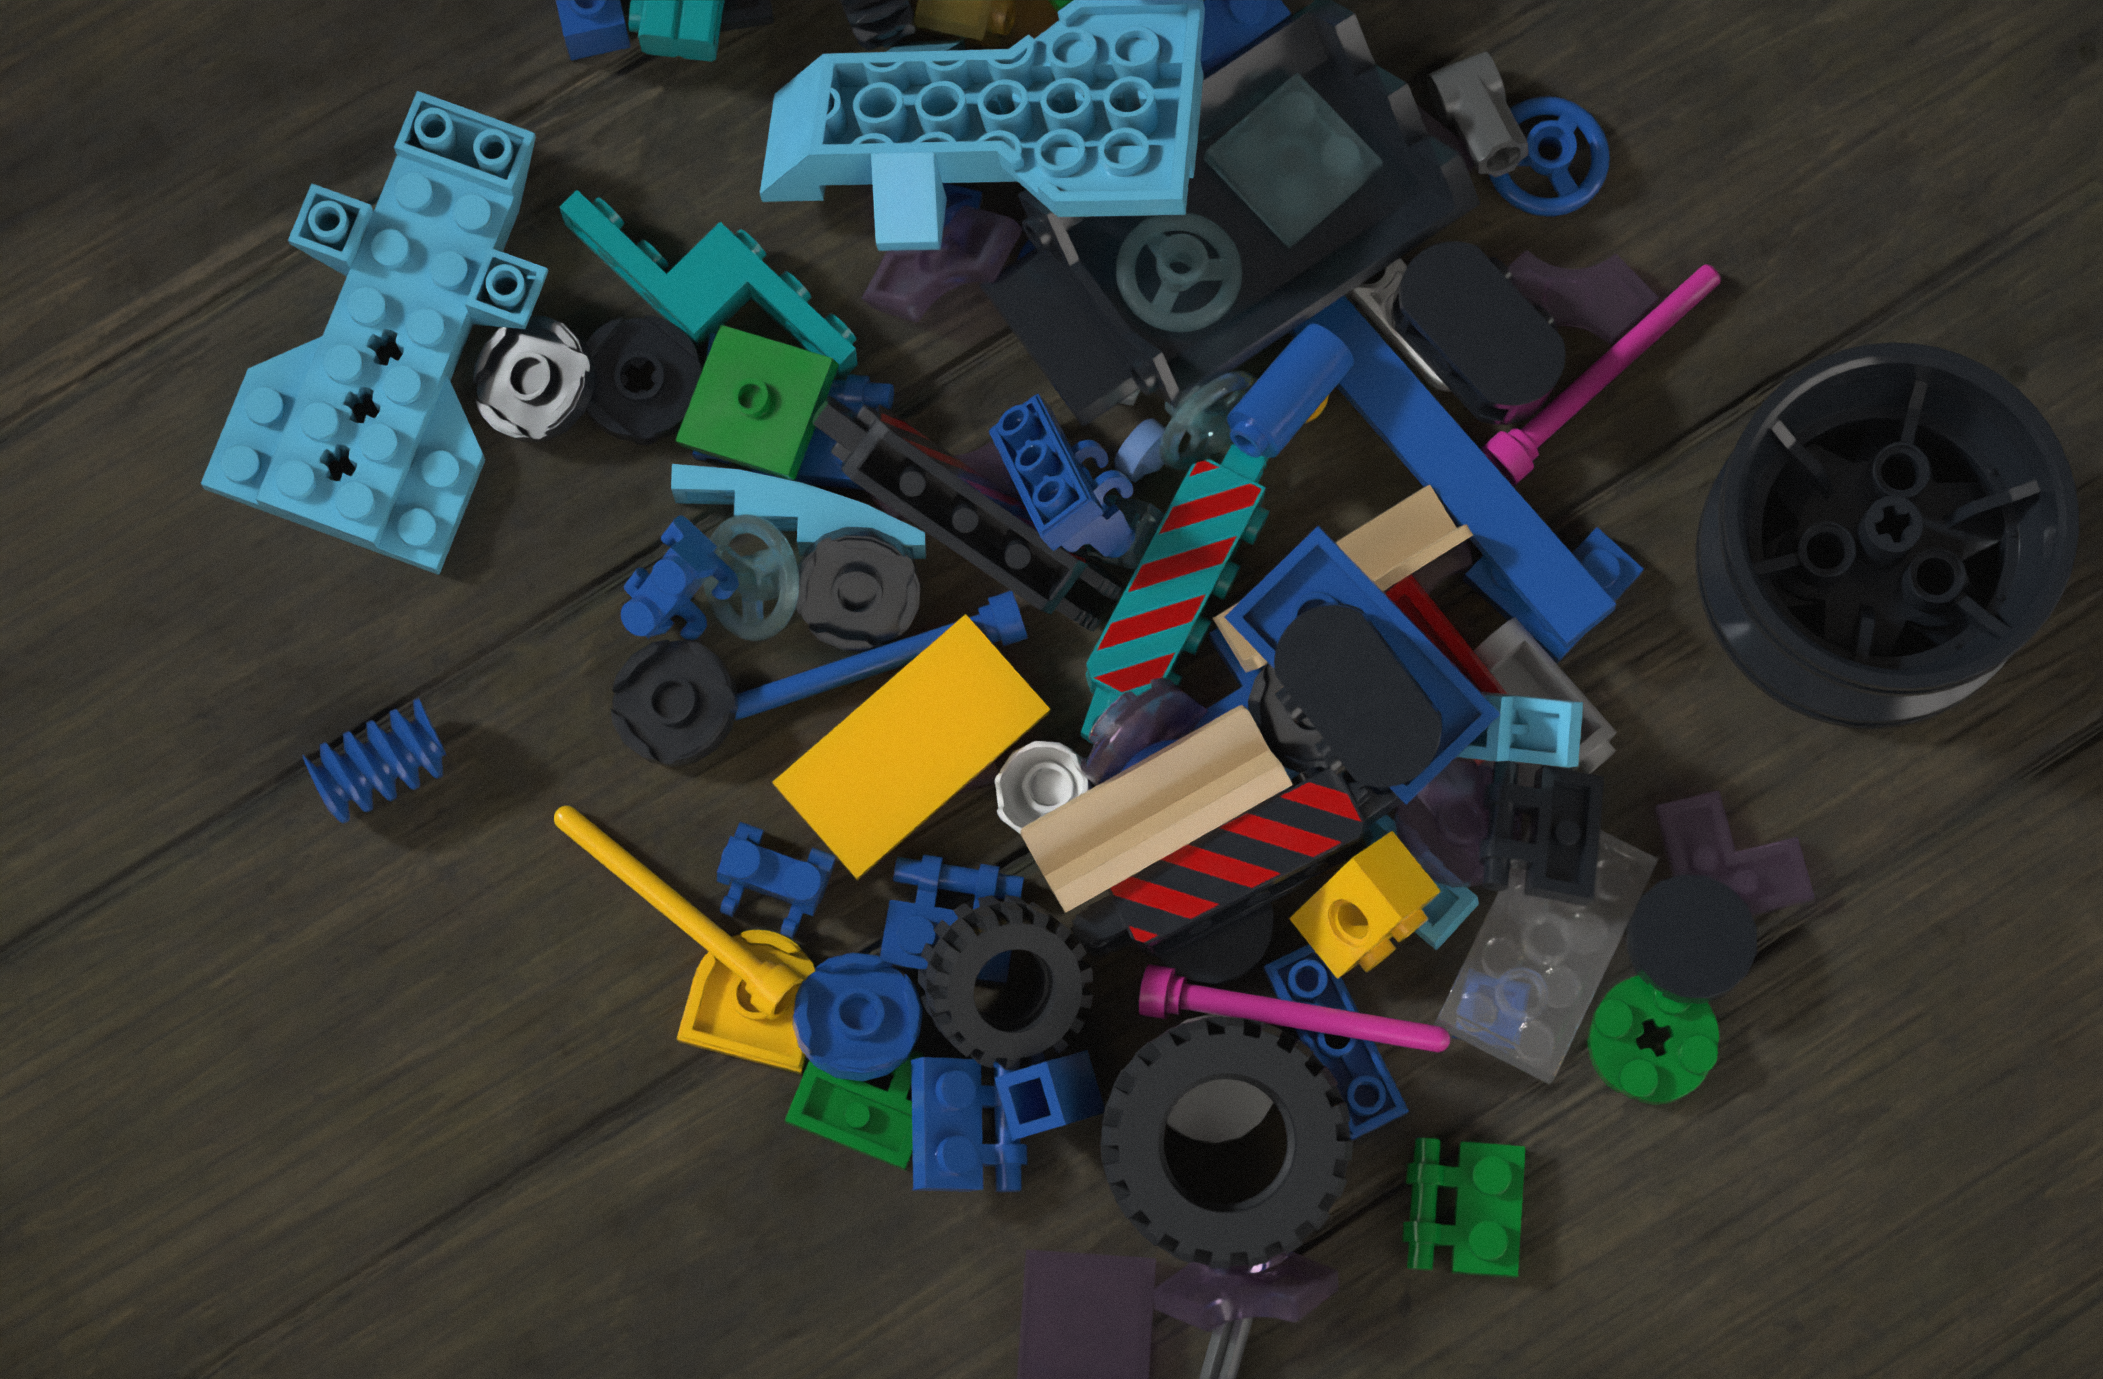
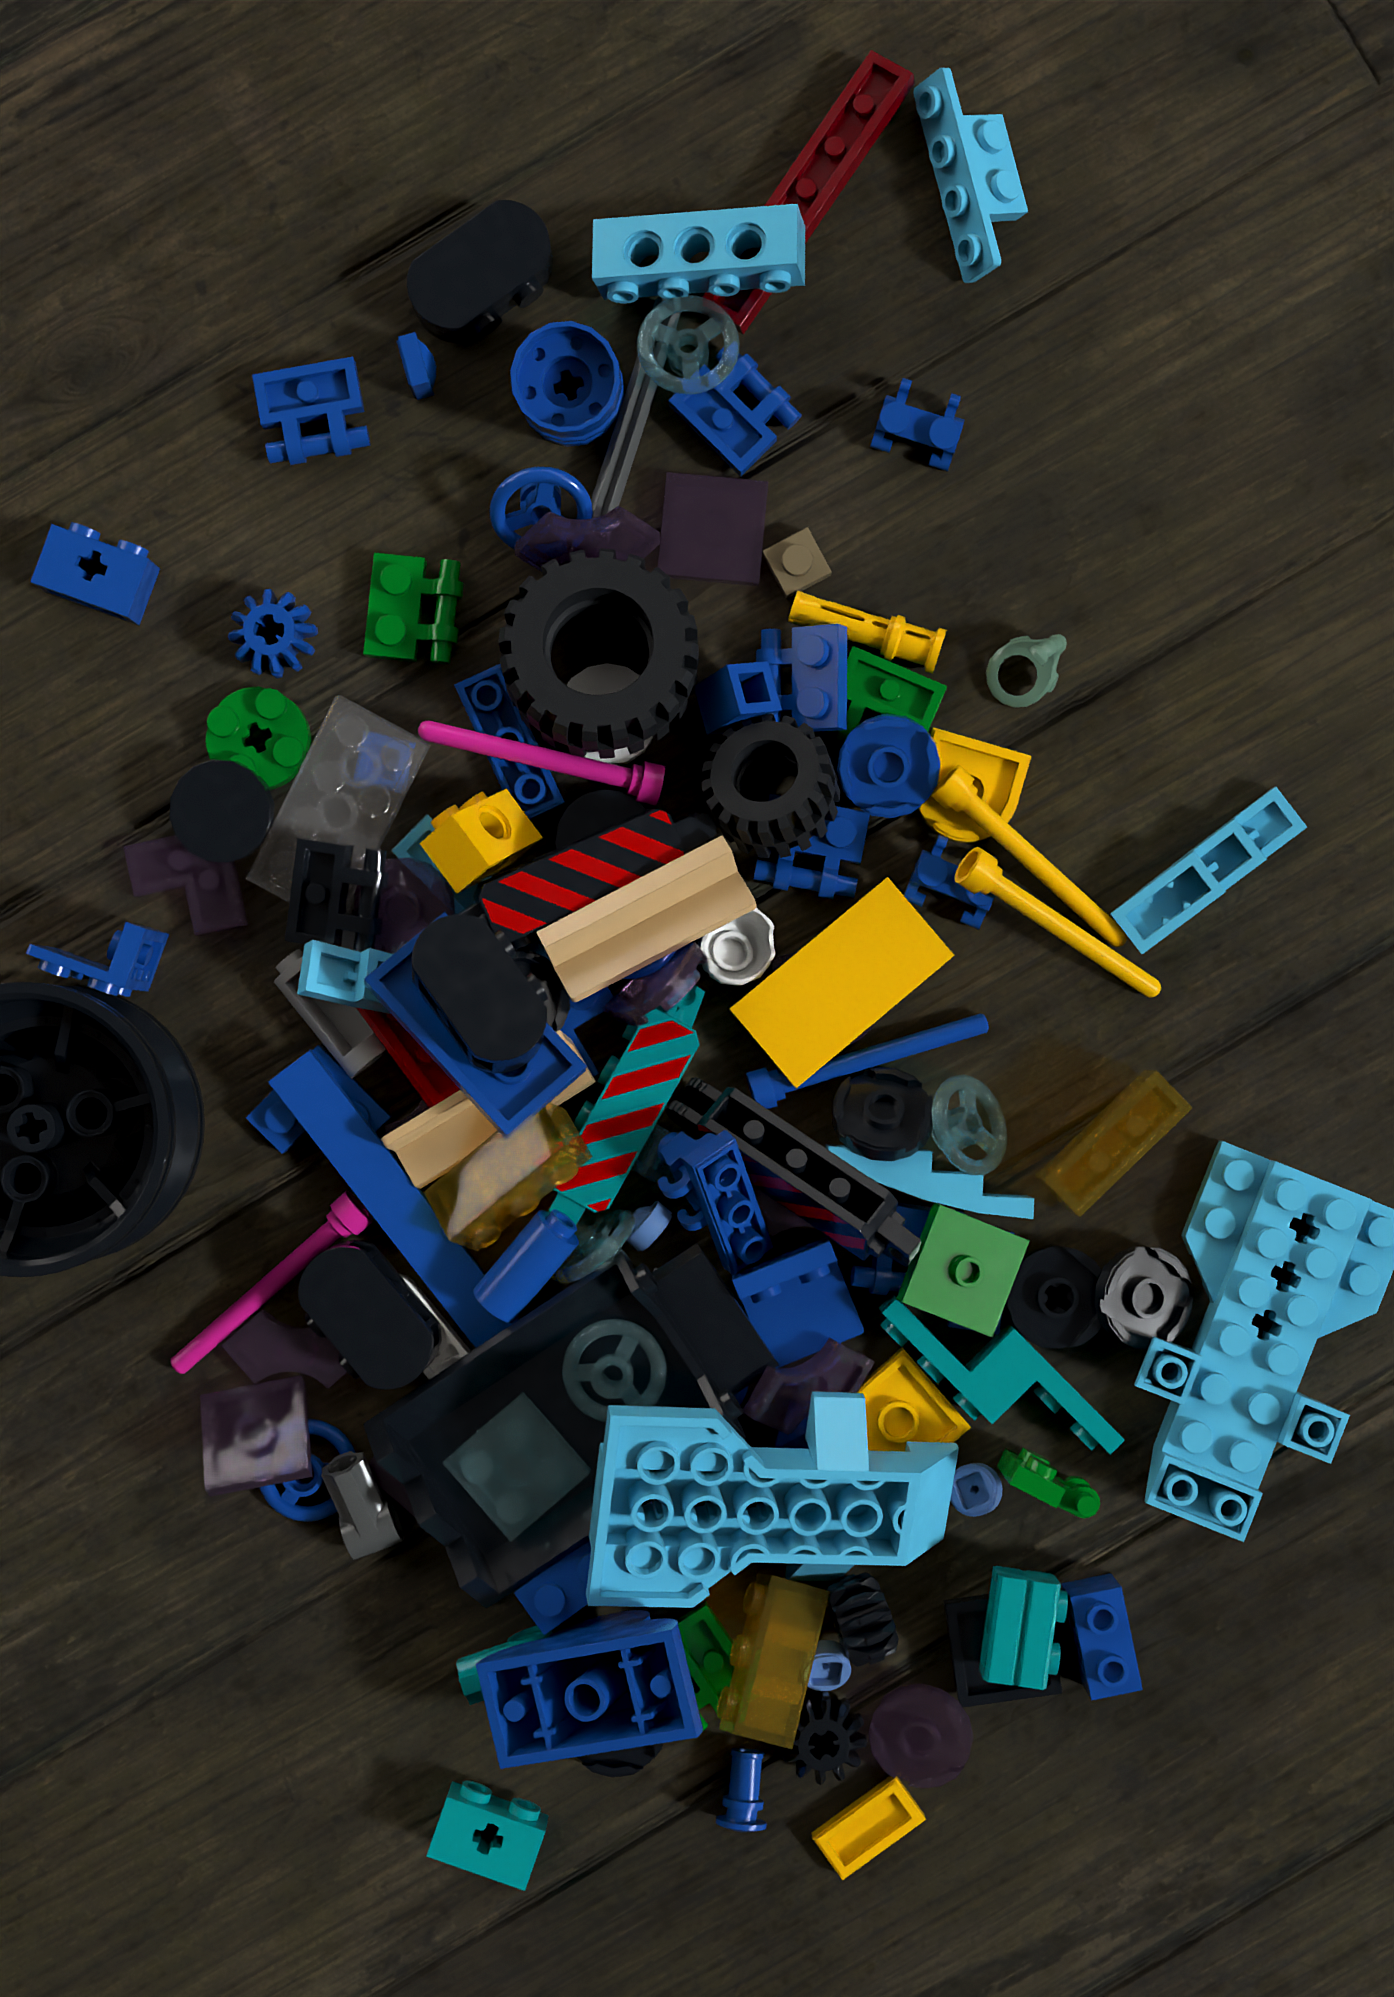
camera: 175 degrees left, 10 degrees up
(377, 762) = (1271, 978): blue piece -> none
(452, 901) = (1208, 870): none -> medium azure slope
(574, 559) = (1113, 1142): none -> clear yellow brick
(664, 1162) = (1042, 653): none -> sand green piece
(667, 158) = (1037, 1478): none -> green plate
(674, 702) = (1031, 1027): black tile -> none
(675, 582) = (1031, 1122): blue piece -> none
(736, 150) = (976, 1489): none -> medium blue tile
(743, 873) = (981, 874): none -> yellow piece
(822, 242) = (907, 1407): none -> yellow tile
(855, 1184) = (890, 636): none -> yellow pin
(957, 365) = (798, 1301): none -> blue bracket
(978, 1279) = (796, 563): none -> dark tan plate
(1309, 1342) = (538, 488): none -> blue piece
(1328, 485) = (507, 1178): none -> clear yellow brick
(1610, 190) = (255, 1436): none -> clear purple tile
(1628, 1185) = (257, 648): none -> blue gear
(1821, 728) = (132, 955): none -> blue bracket
(1907, 1233) = (66, 565): none -> blue brick

